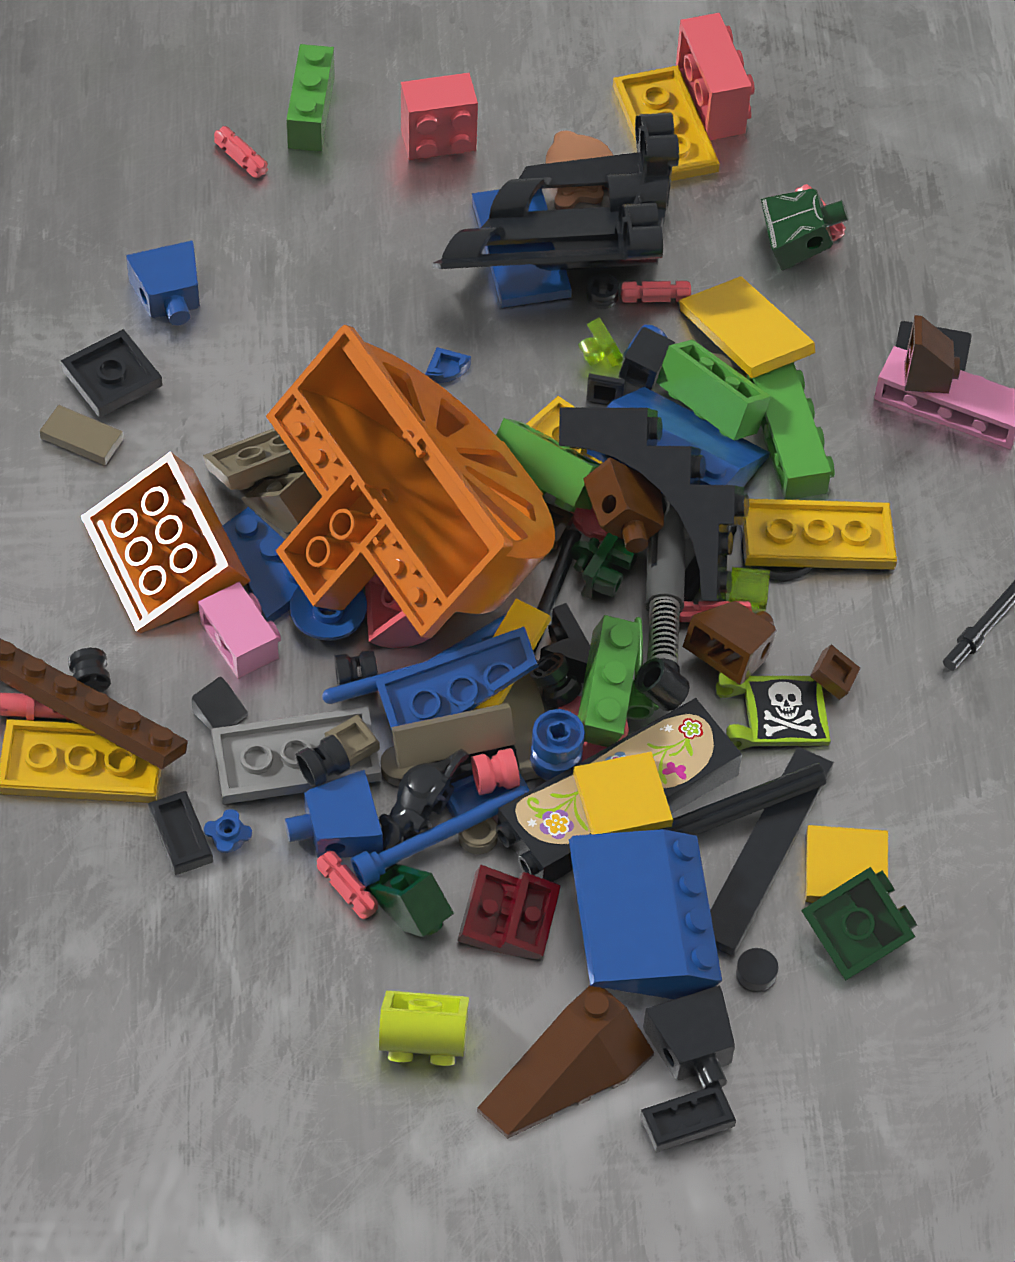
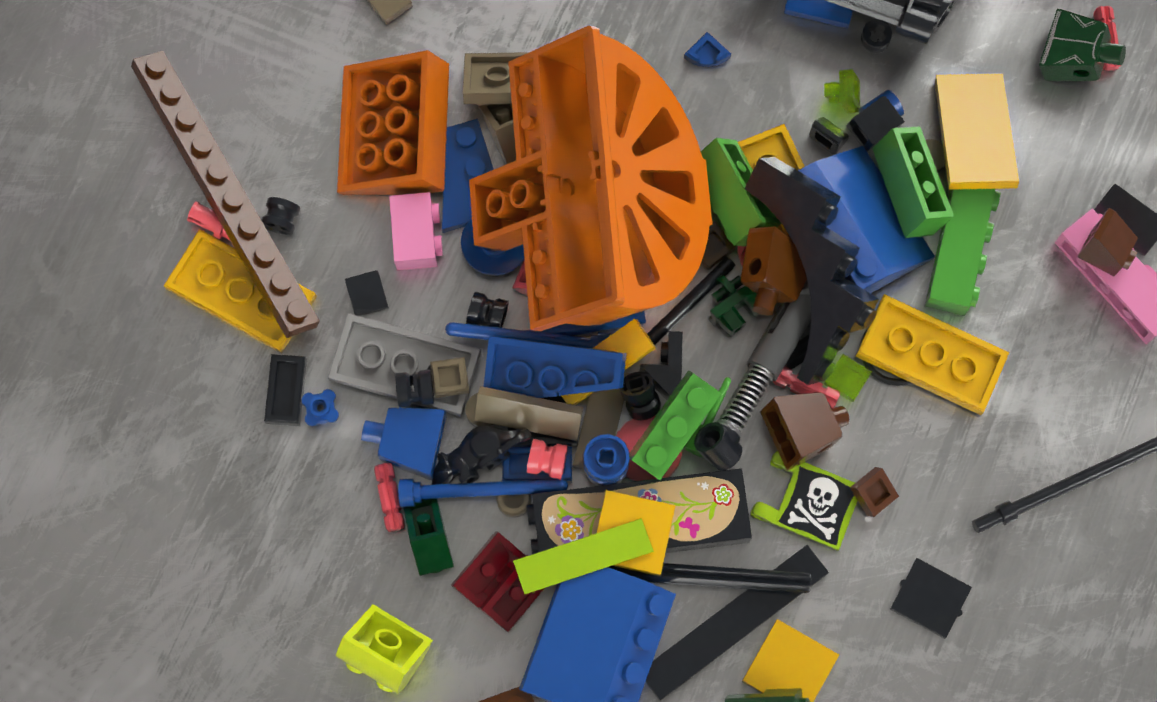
camera: 30 degrees right, 20 degrees up
(585, 832) = (583, 556): none -> lime sticker
(654, 291) = (921, 56): coral axle -> none
(944, 747) = (930, 598): none -> black piece

